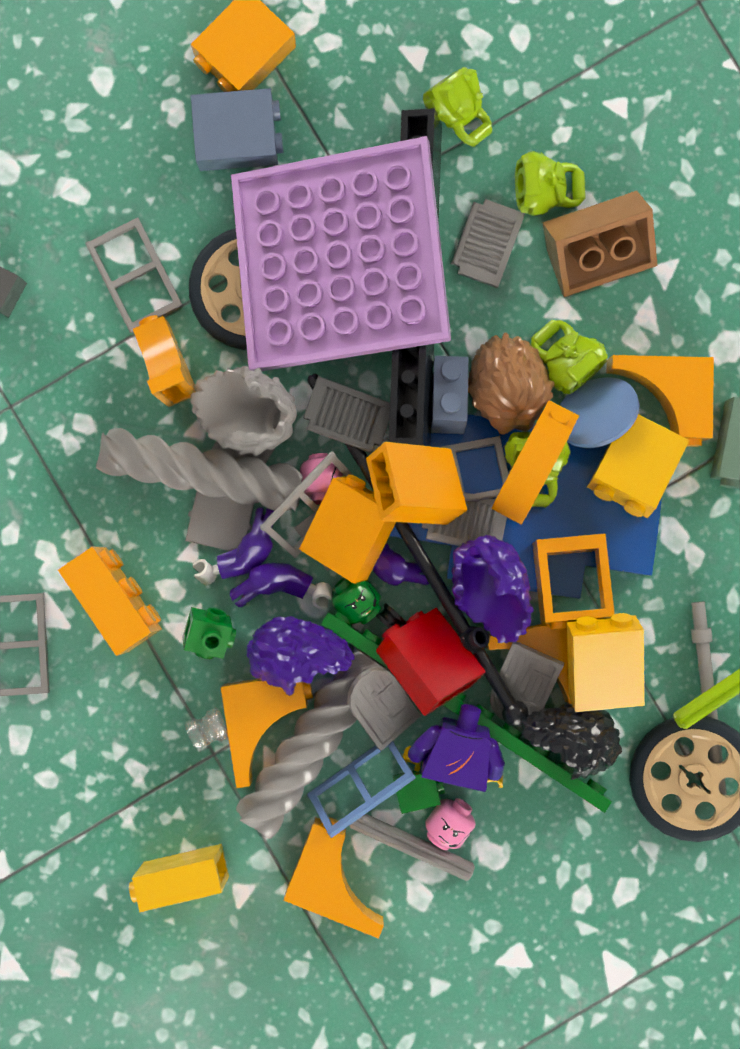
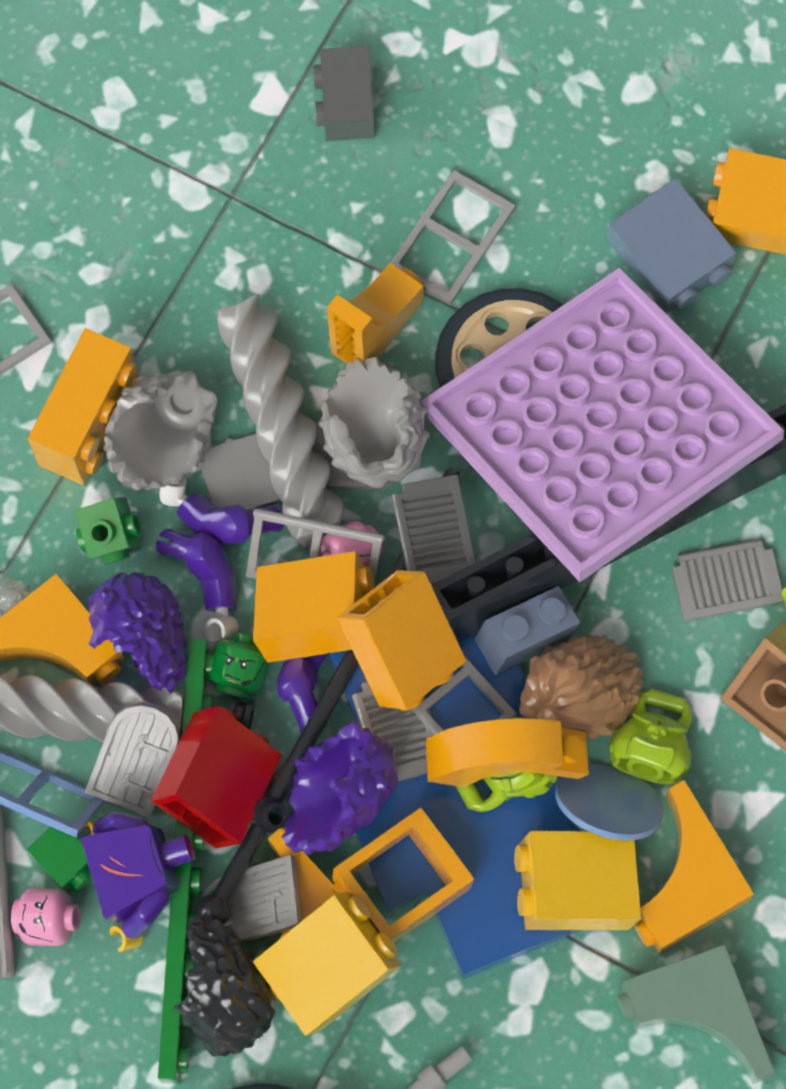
camera: 65 degrees right, 15 degrees down
(160, 558) = (160, 430): none -> light grey hair

